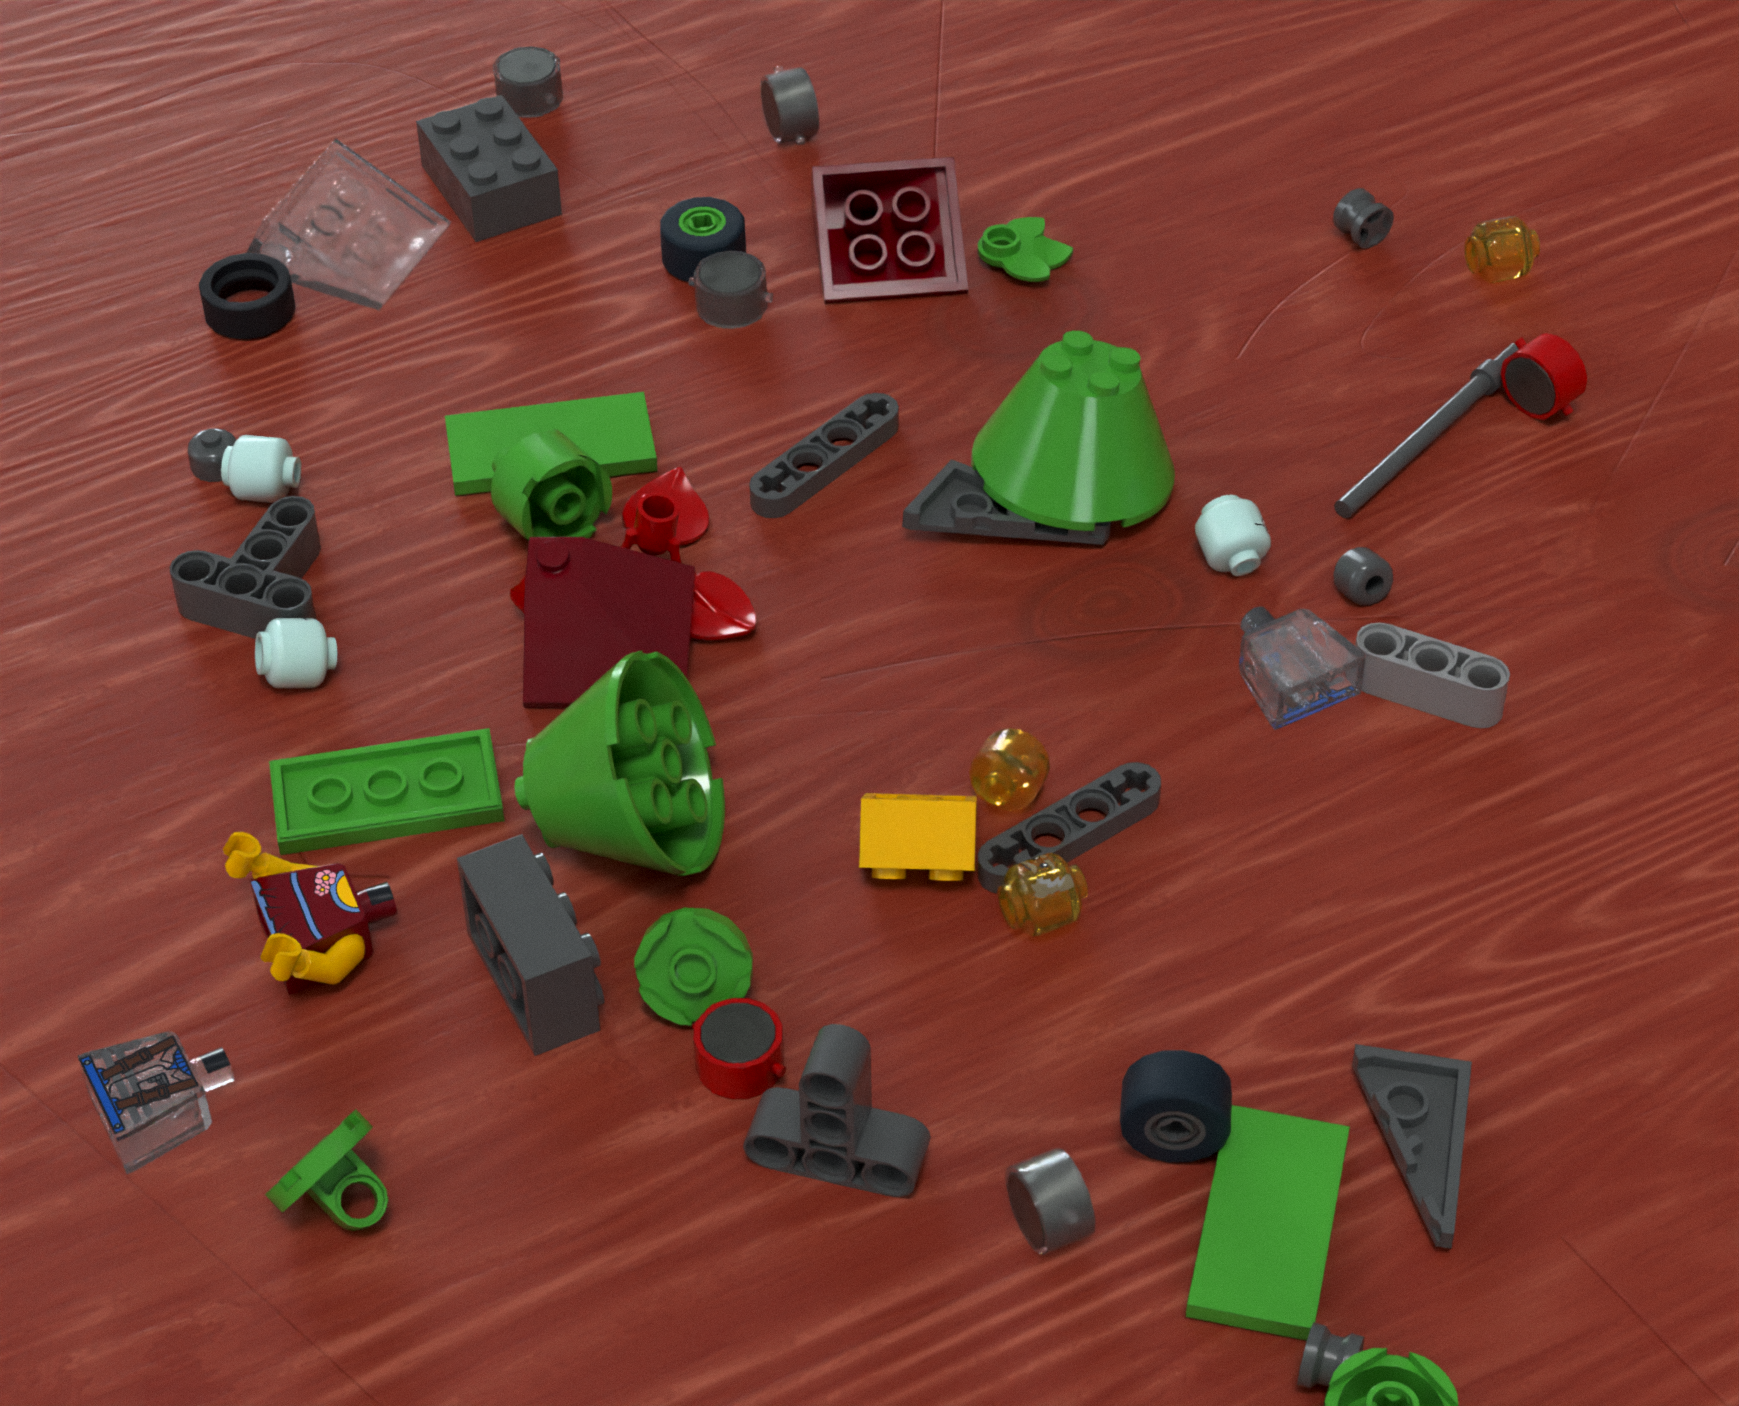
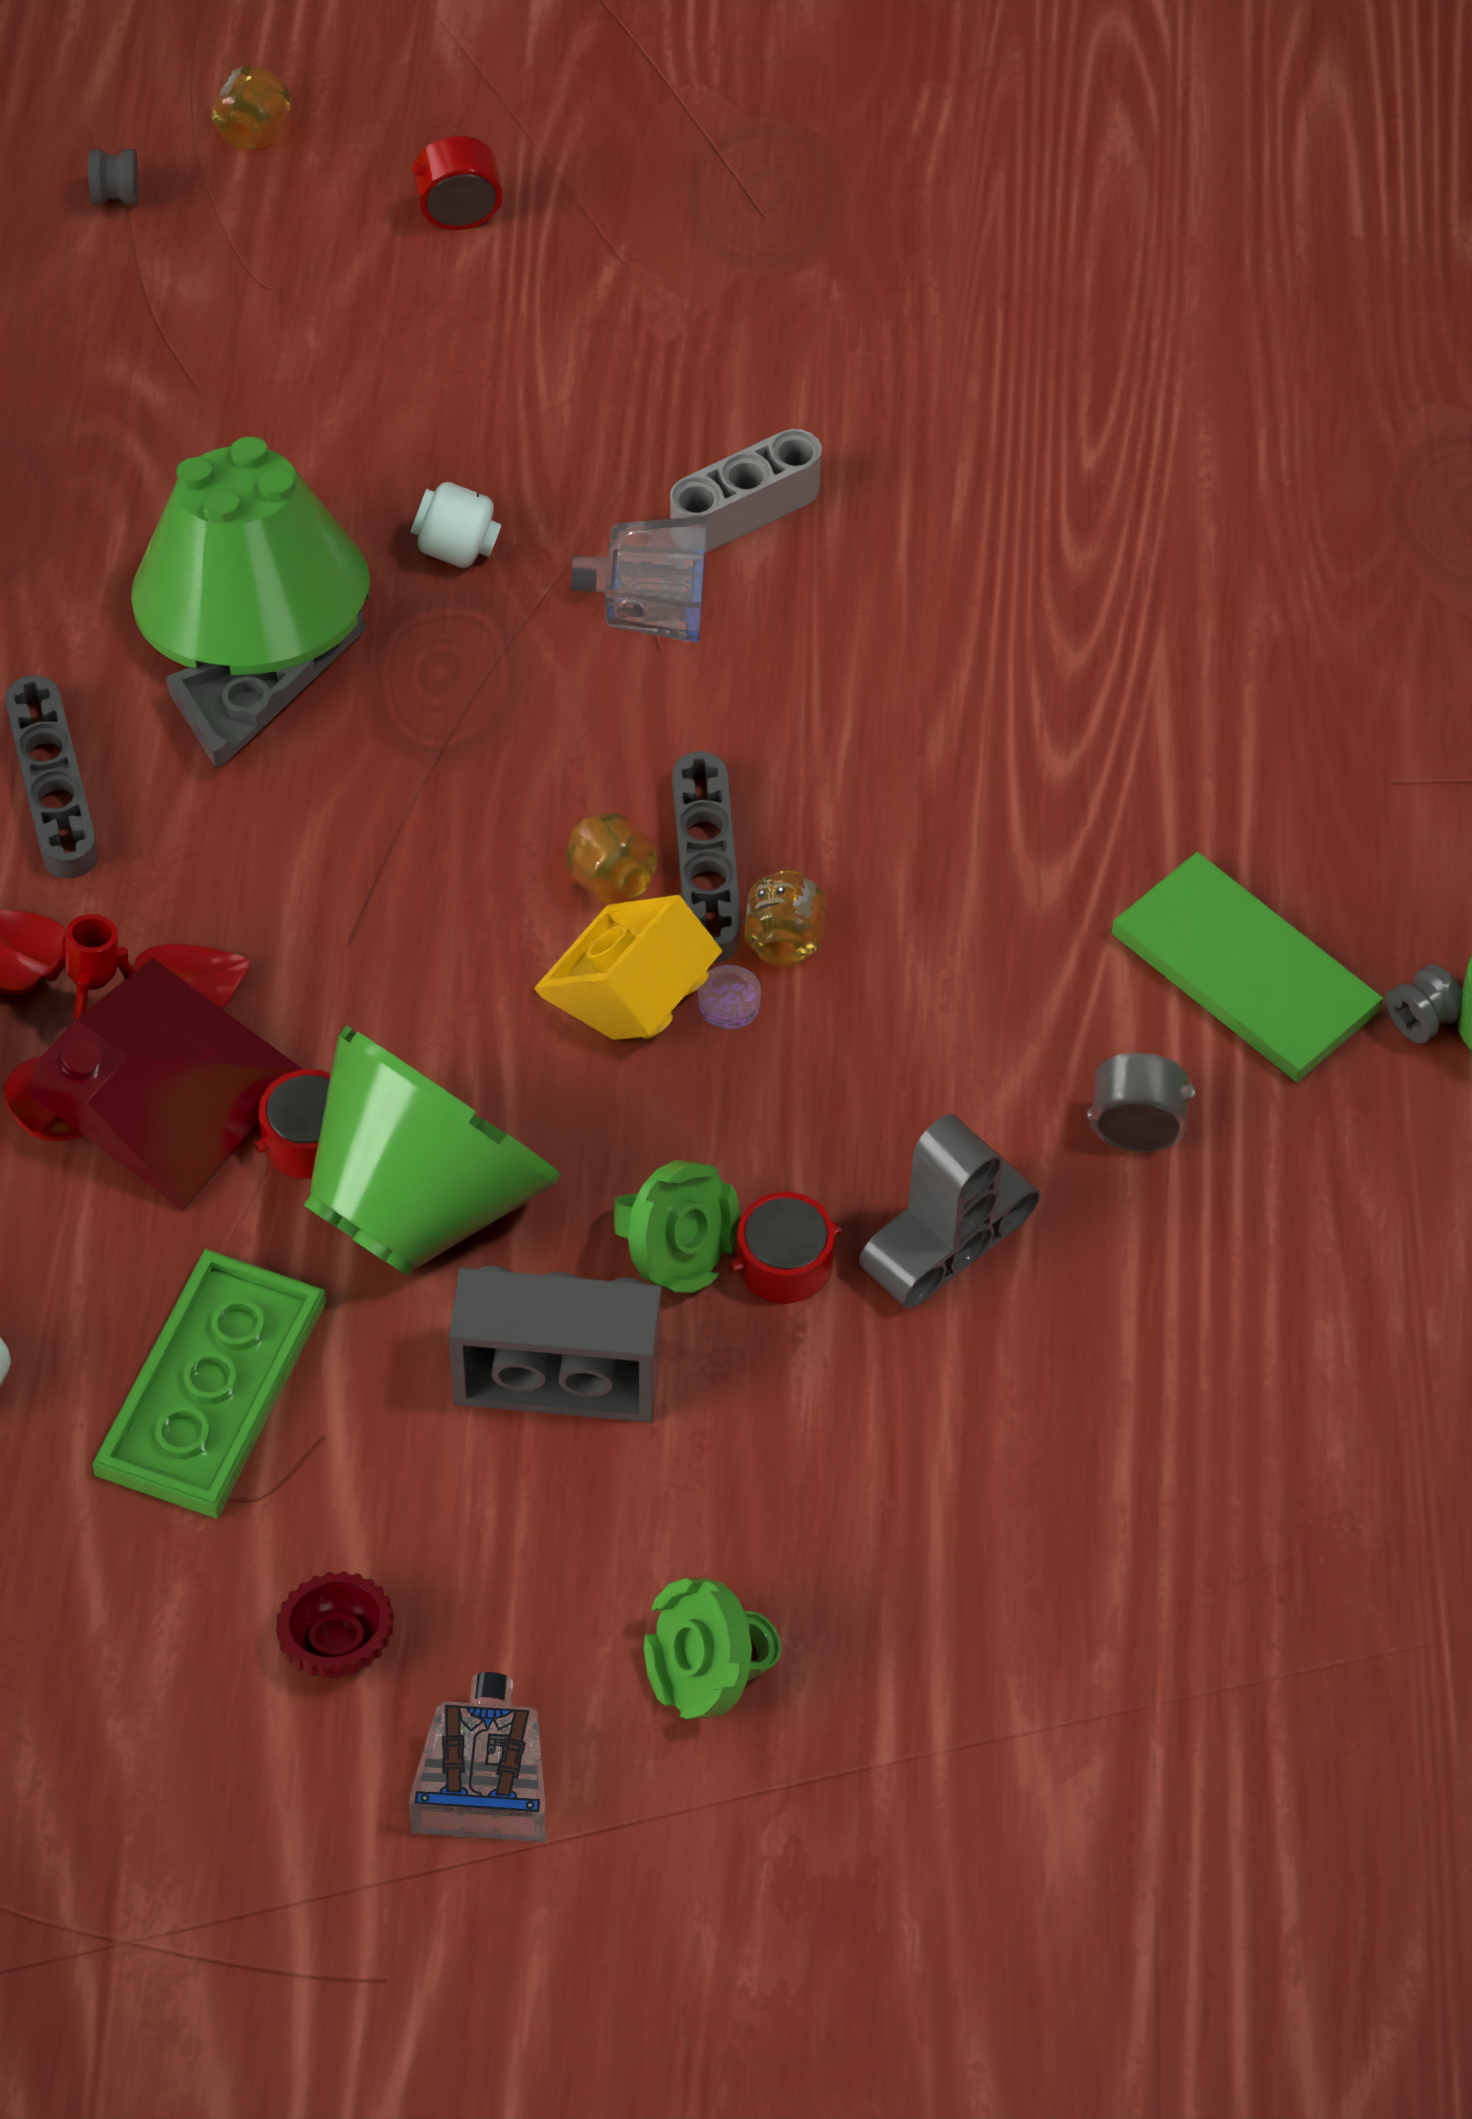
camera: 60 degrees left, 10 degrees up
(215, 951) = (335, 1625): none -> dark red hat
(308, 914) = (357, 1519): torso -> none
(952, 907) = (729, 997): none -> clear tile
(1176, 1106) = (1109, 953): black wheel -> none
(1363, 576) = (578, 465): dark grey piece -> none
(1423, 1118) = (1221, 794): dark grey wing -> none
(1484, 380) = (406, 229): dark grey bar -> none

